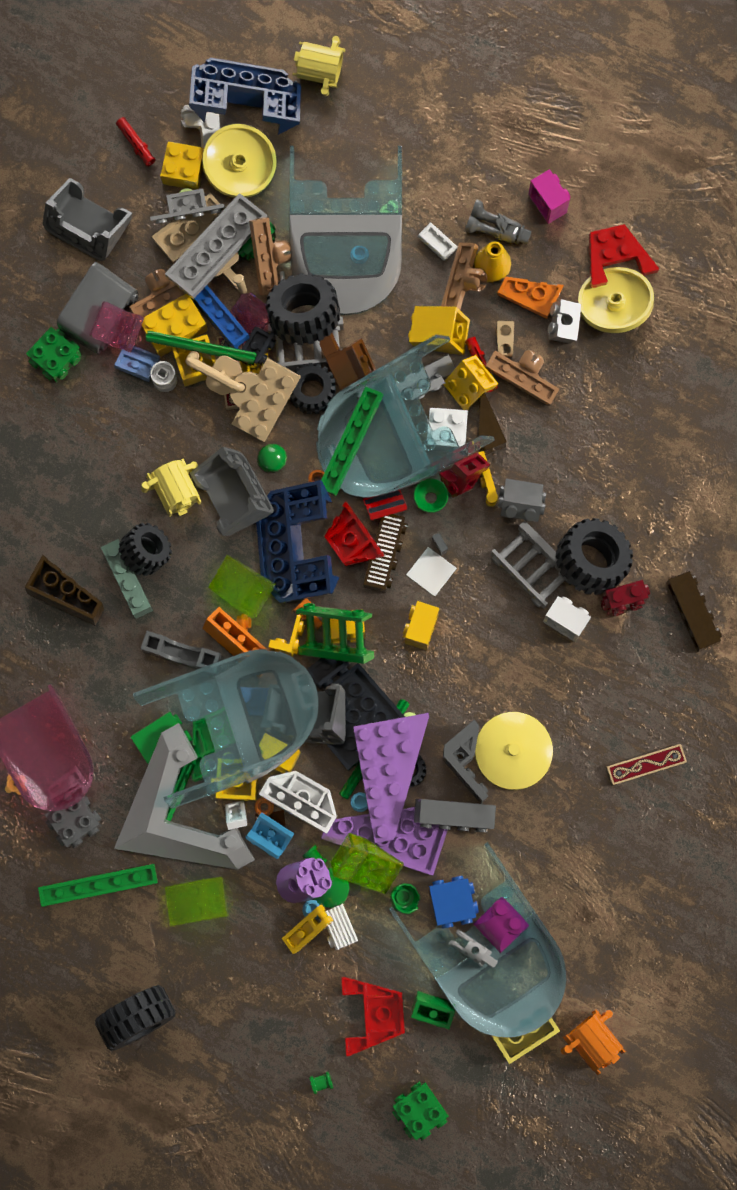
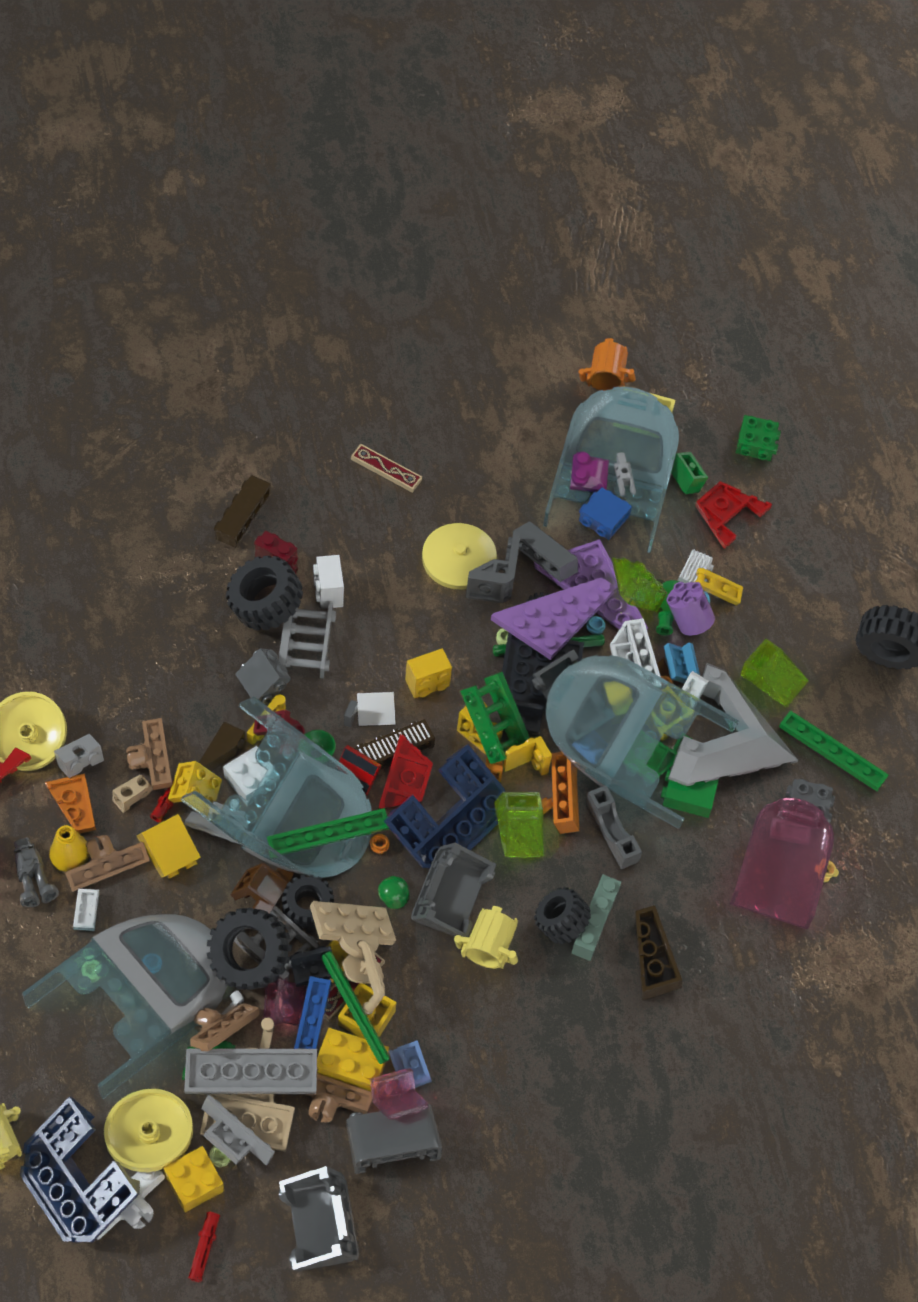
camera: 140 degrees left, 20 degrees down
(54, 355) = (467, 1140): green brick -> none
(163, 376) = (404, 1028): white wheel -> none
(321, 1082) = (804, 507): green bush -> none
(405, 898) = (634, 544): green hair -> none

